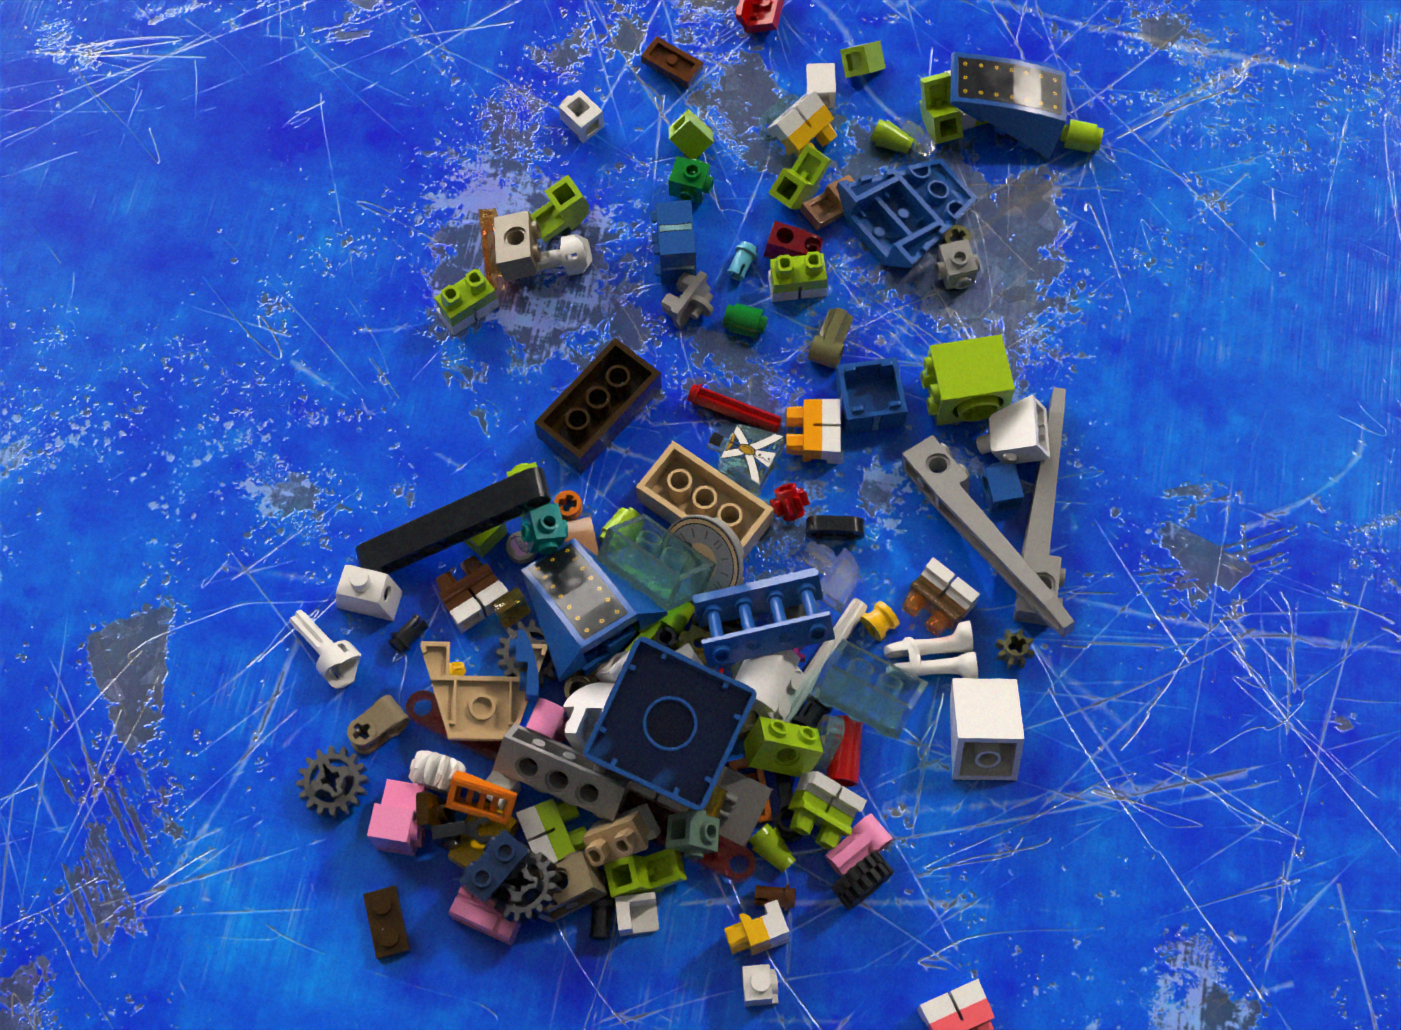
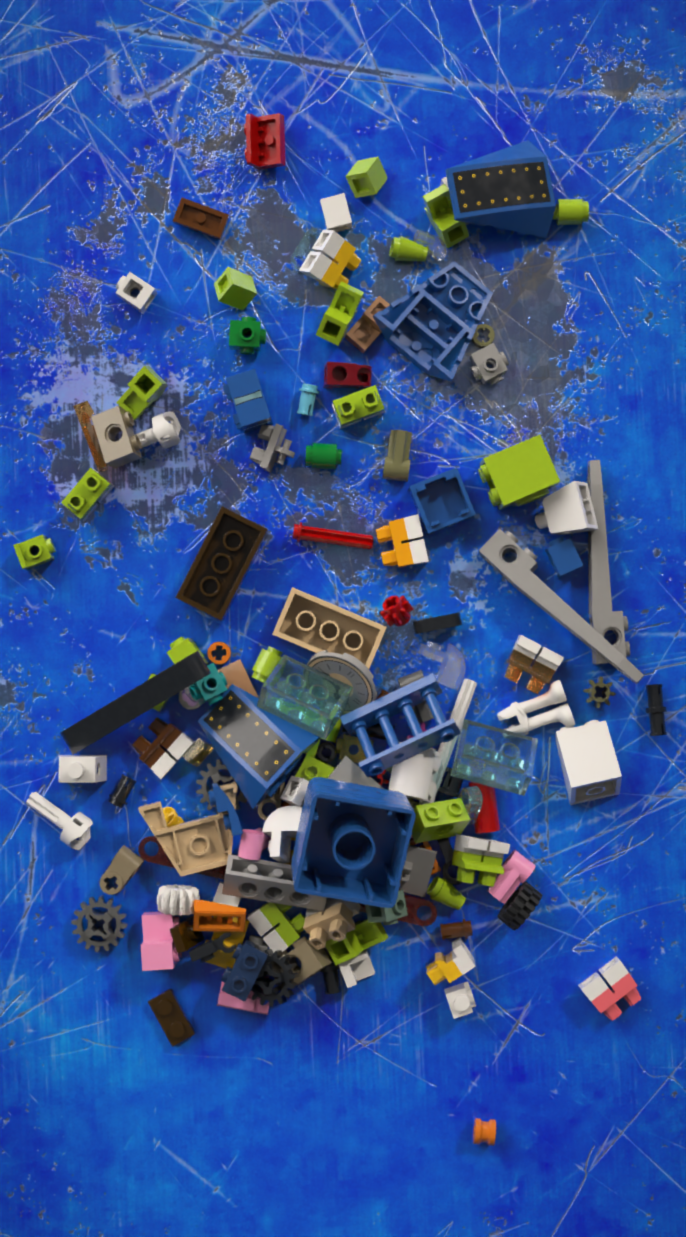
camera: 15 degrees left, 20 degrees up
(388, 349) = (45, 554): none -> lime brick
(747, 455) = (353, 577): torso -> none
(879, 620) = (489, 693): yellow wheel -> none
(1081, 687) = (656, 710): none -> black pin

